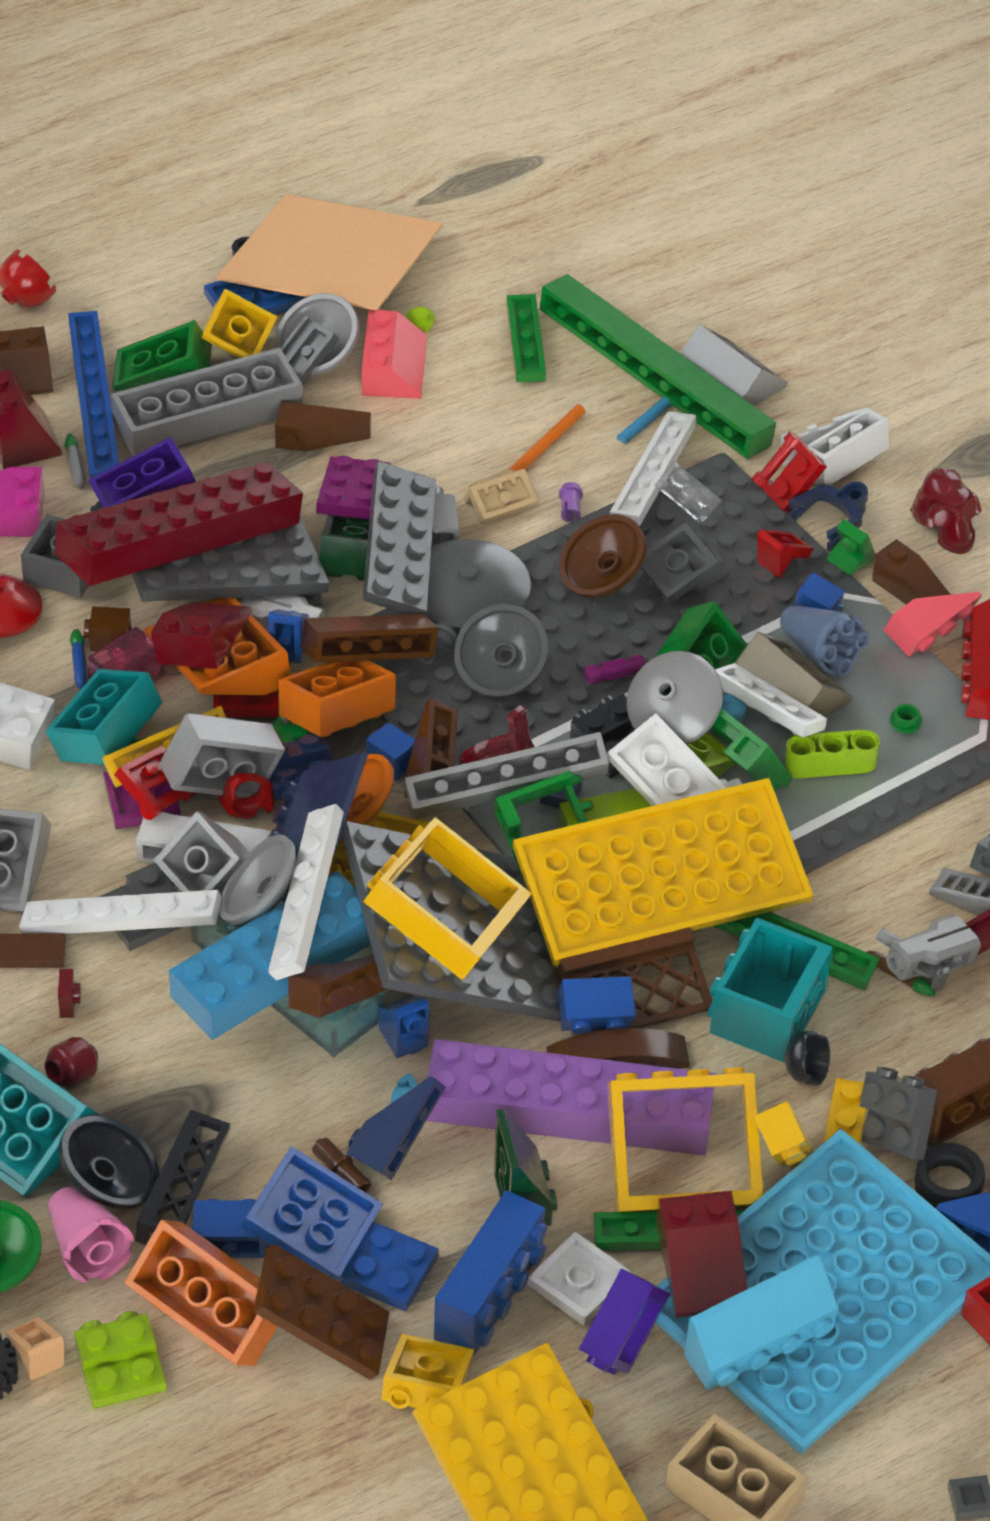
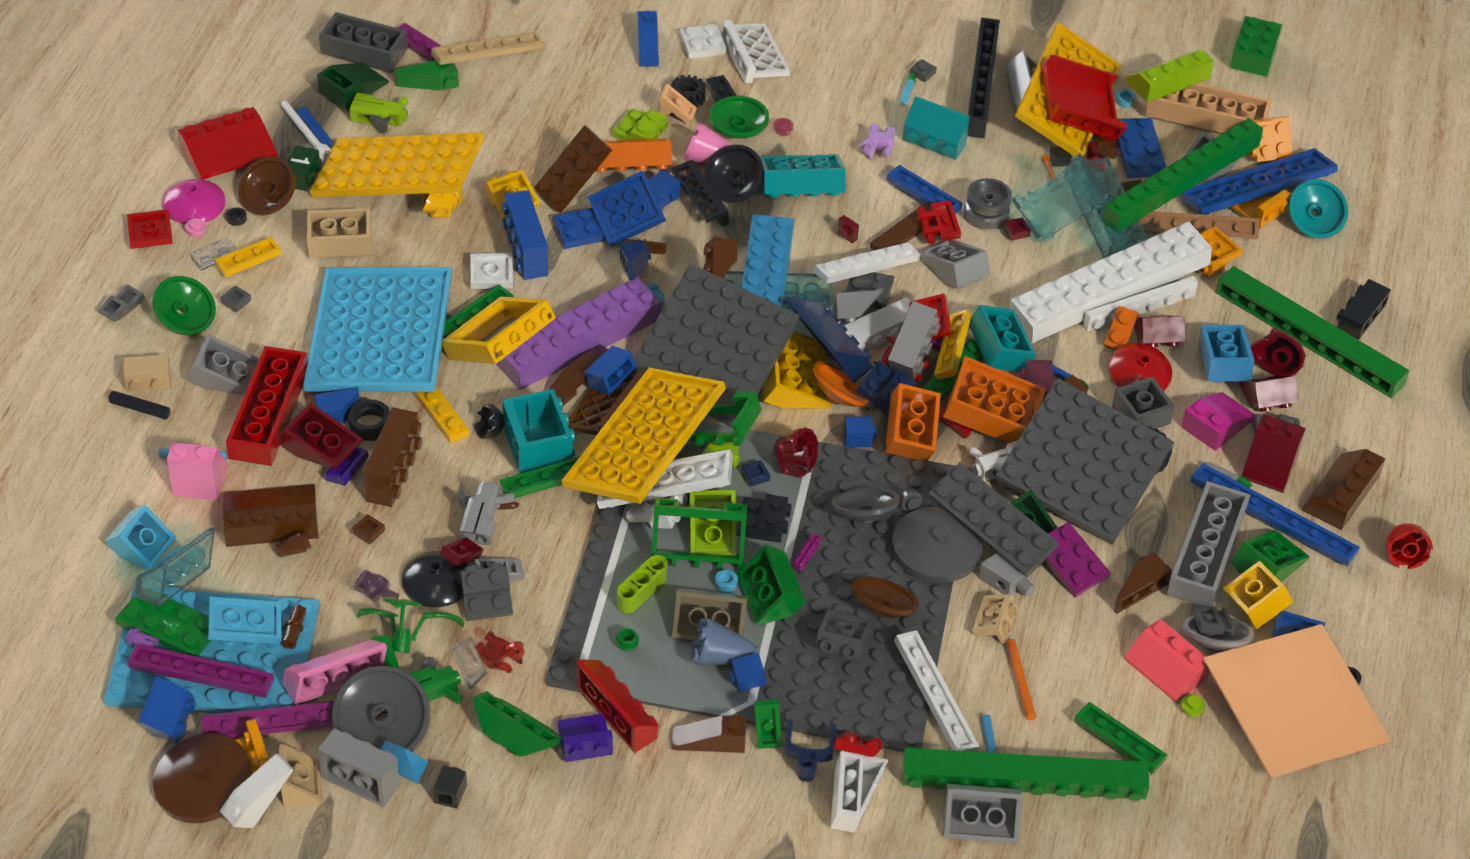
camera: 135 degrees right, 0 degrees up
(71, 1062) = (806, 205): dark red head -> none
(142, 475) = (1144, 441): dark purple slope -> none
(177, 523) = (1092, 423): dark red brick -> none
(198, 633) = (1007, 384): dark red slope -> none
(259, 880) = (808, 283): light grey dish -> none
(287, 630) = (975, 428): blue slope -> none
(306, 892) = (778, 276): white plate -> none
(369, 637) = (934, 452): reddish brown brick -> none
(435, 740) = (830, 430): reddish brown slope -> none
(466, 865) = (702, 292): yellow window -> none
(496, 776) = (772, 422): light grey brick -> none
(519, 1166) = (556, 271): dark green slope -> none
(570, 496) = (960, 647): medium lavender pin -> none
(623, 1323) = (444, 243): dark purple window -> none
(688, 492) = (894, 683): clear plate -> none
(690, 705) = (732, 500): light grey dish -> none
(701, 1250) = (442, 291): dark red slope -> none
(761, 1323) = (383, 277): medium azure slope -> none
(770, 701) = (702, 578): white plate -> none
(778, 548) = (802, 683): red slope -> none
(784, 1135) = (453, 355): yellow brick -> none
(897, 1112) = (408, 399): dark grey plate -> none
(925, 618) = (678, 701): coral slope -> none
(948, 505) = (747, 798): dark red head -> none

